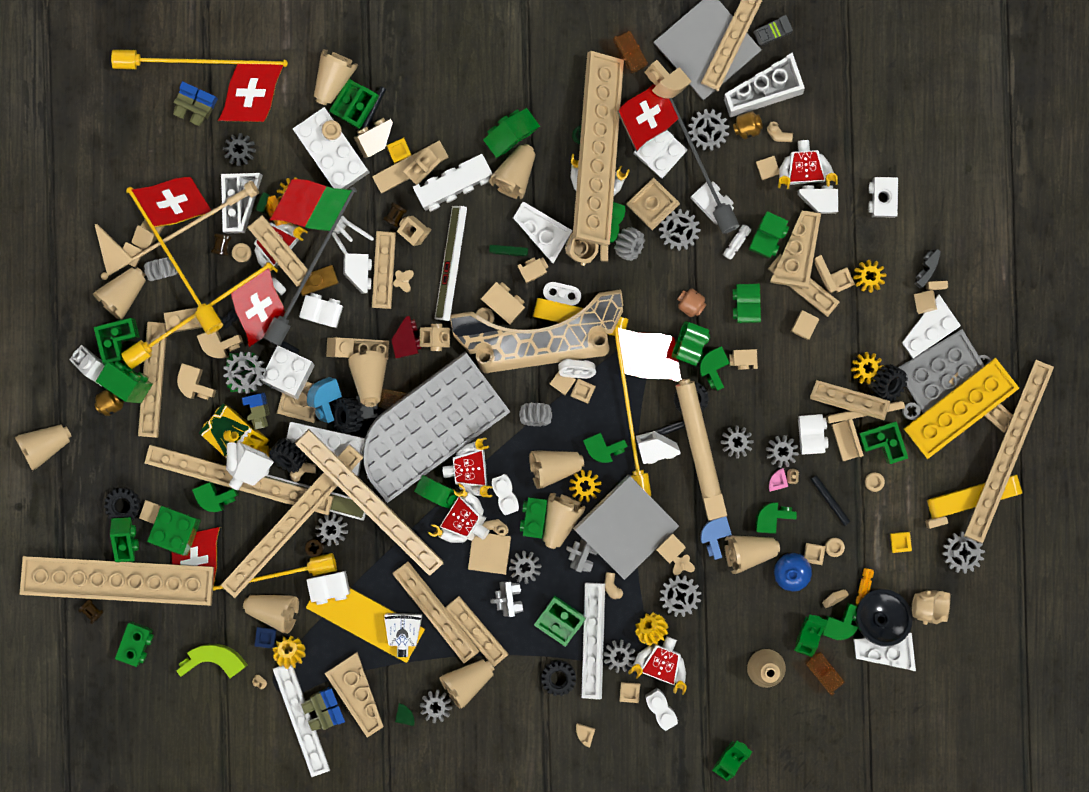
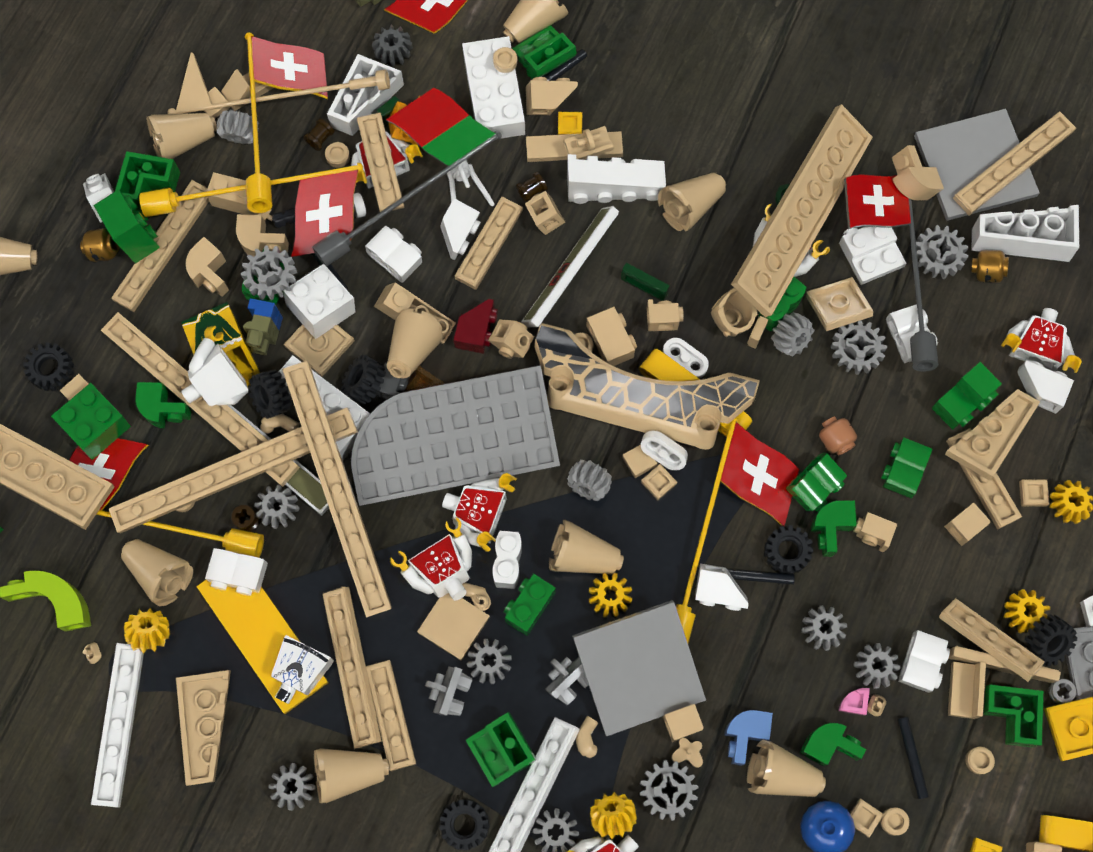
camera: 25 degrees right, 15 degrees down
(123, 539) = (25, 402): green brick -> none
(265, 637) = (129, 600): dark blue plate -> none
(320, 280) = (409, 220): pearl gold tile -> none
(320, 395) = (344, 343): dark azure brick -> none
(327, 717) = (146, 735): olive hips -> none
(402, 280) = (505, 263): tan piece -> none
(405, 715) = (248, 781): dark green tile -> none
(436, 492) = (425, 518): green brick -> none
(510, 131) = (707, 151): green brick -> none
(543, 230) = (695, 278): white wing -> none
(560, 519) = (560, 620): tan cone -> none
(599, 451) = (649, 564): green brick -> none
(630, 52) = (884, 132): clear orange panel -> none
(700, 449) = (775, 615): tan brick -> none
(737, 242) = (922, 392): white axle -> none
(767, 168) = (994, 325): tan tile -> none
(773, 31) = (1062, 178): dark grey leg -> none
(776, 133) = (1020, 292): tan arm -> none
(825, 274) = (1017, 475): tan tile -> none

